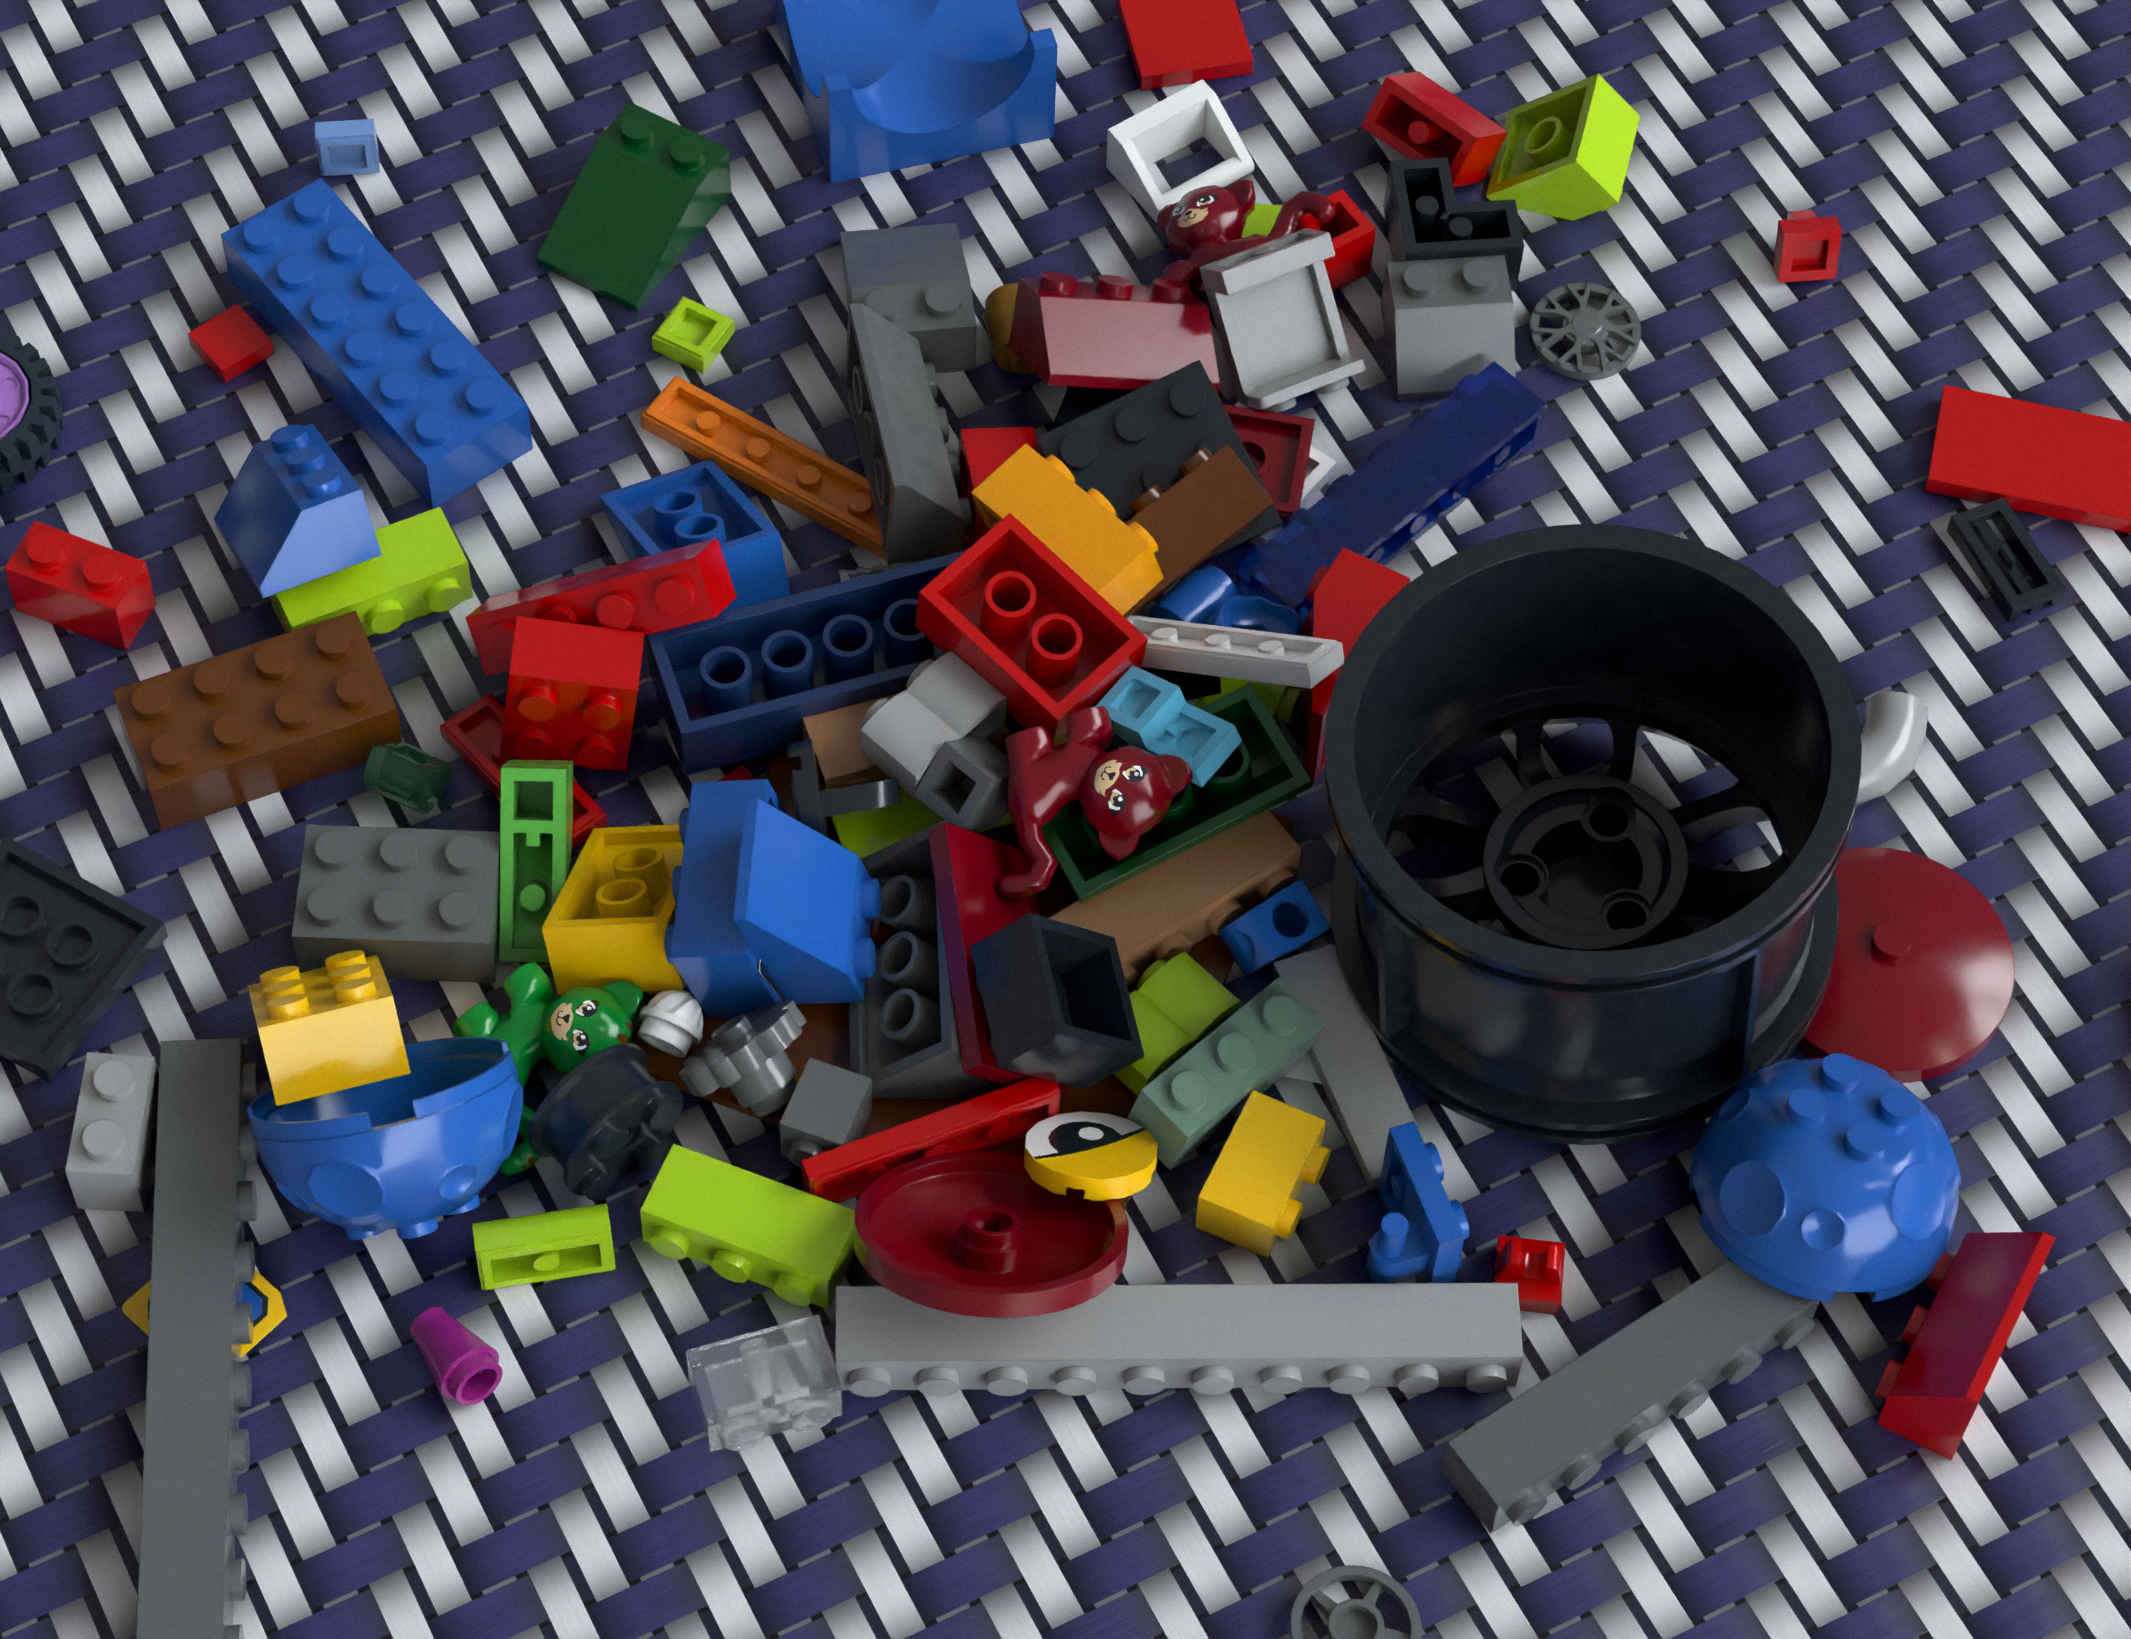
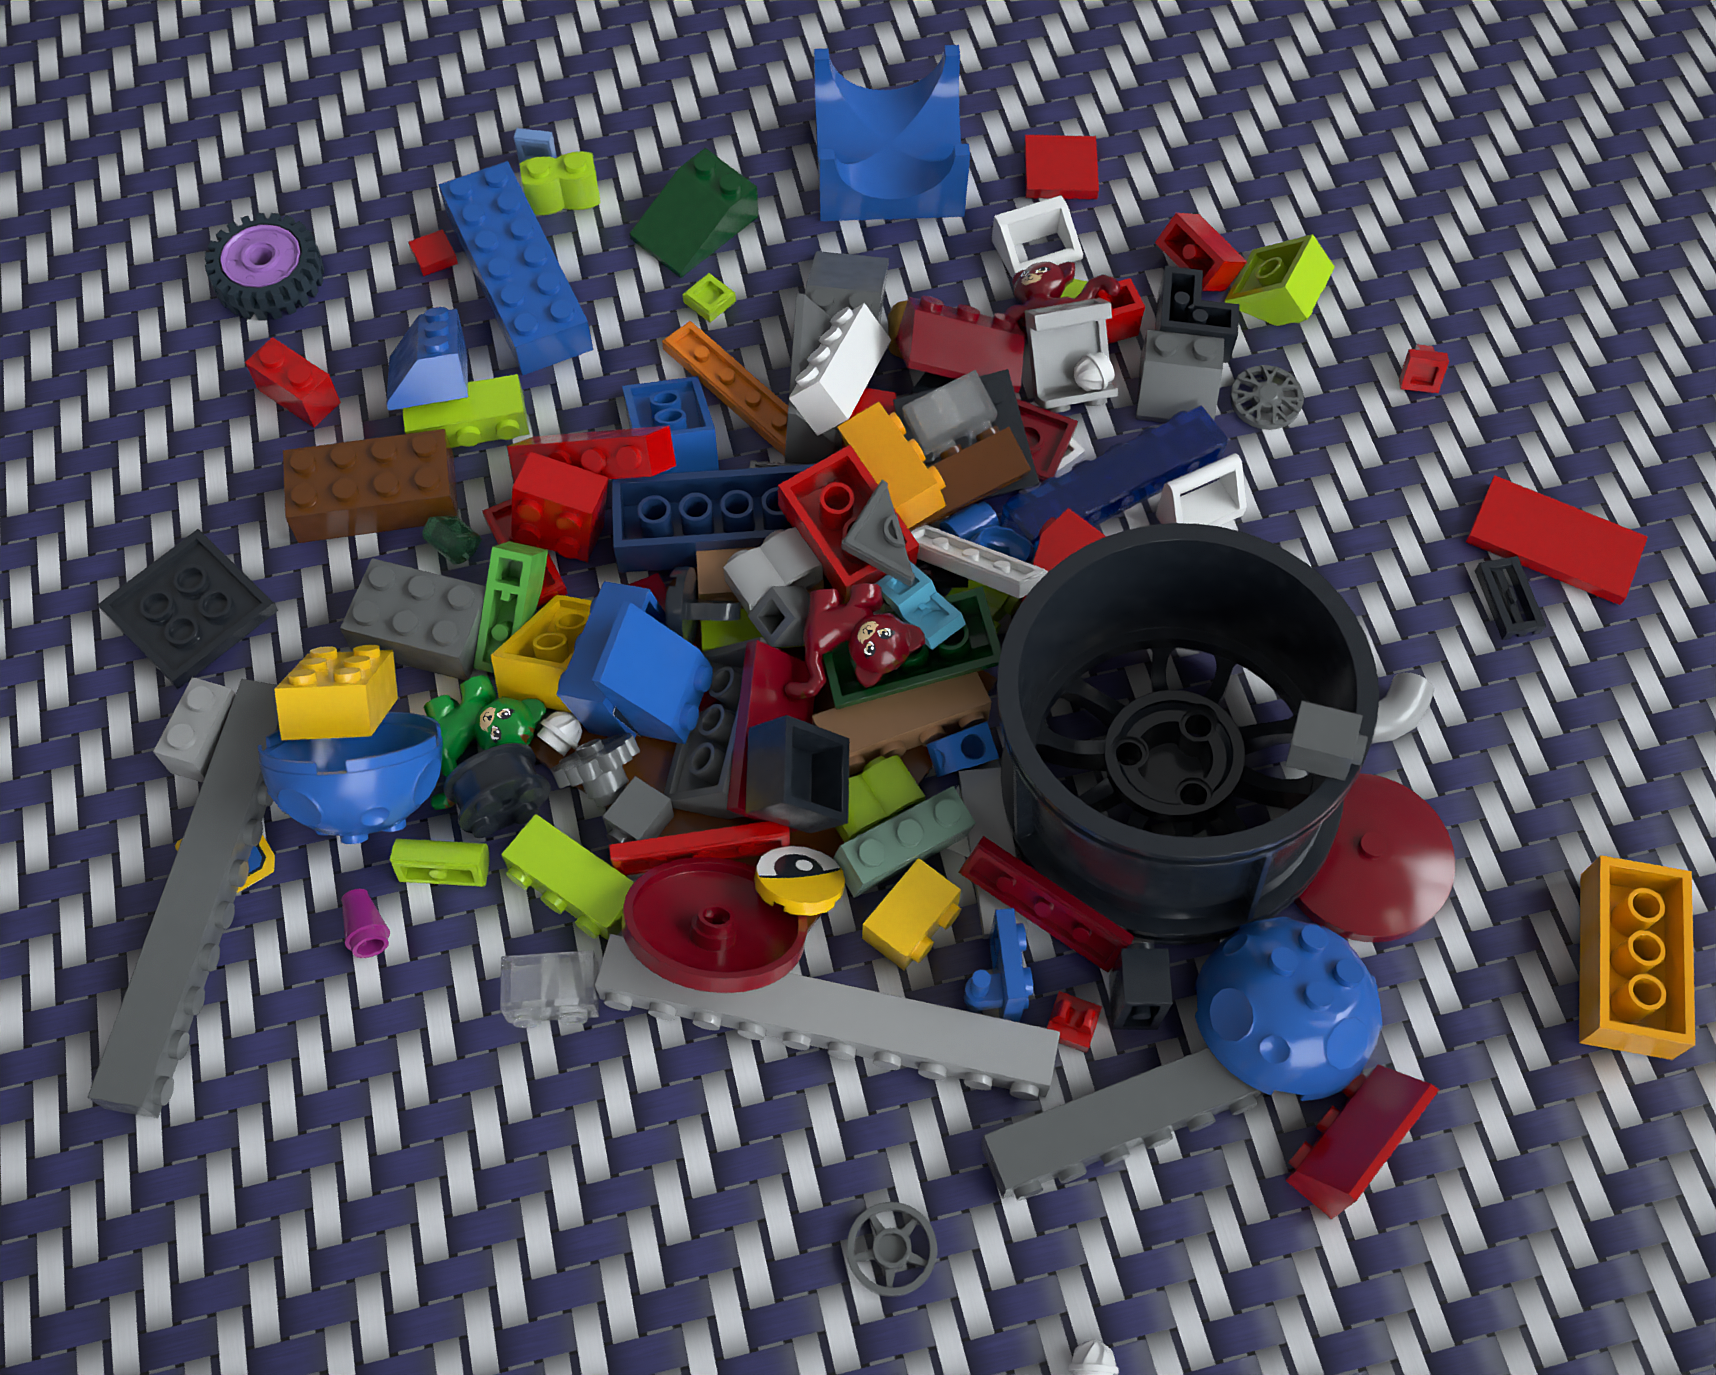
camera: 15 degrees right, 5 degrees up
(410, 196) = (560, 182): none -> lime brick
(947, 405) = (839, 368): none -> white brick
(1089, 641) = (879, 538): none -> dark grey tile
(1133, 442) = (950, 414): none -> clear brick
(1322, 340) = (1093, 372): none -> white plate
(1452, 1116) = (1045, 904): none -> dark red tile
(1550, 498) = (1210, 504): none -> white tile
(1614, 1201) = (1140, 987): none -> black brick
(1800, 780) = (1326, 741): none -> dark grey brick

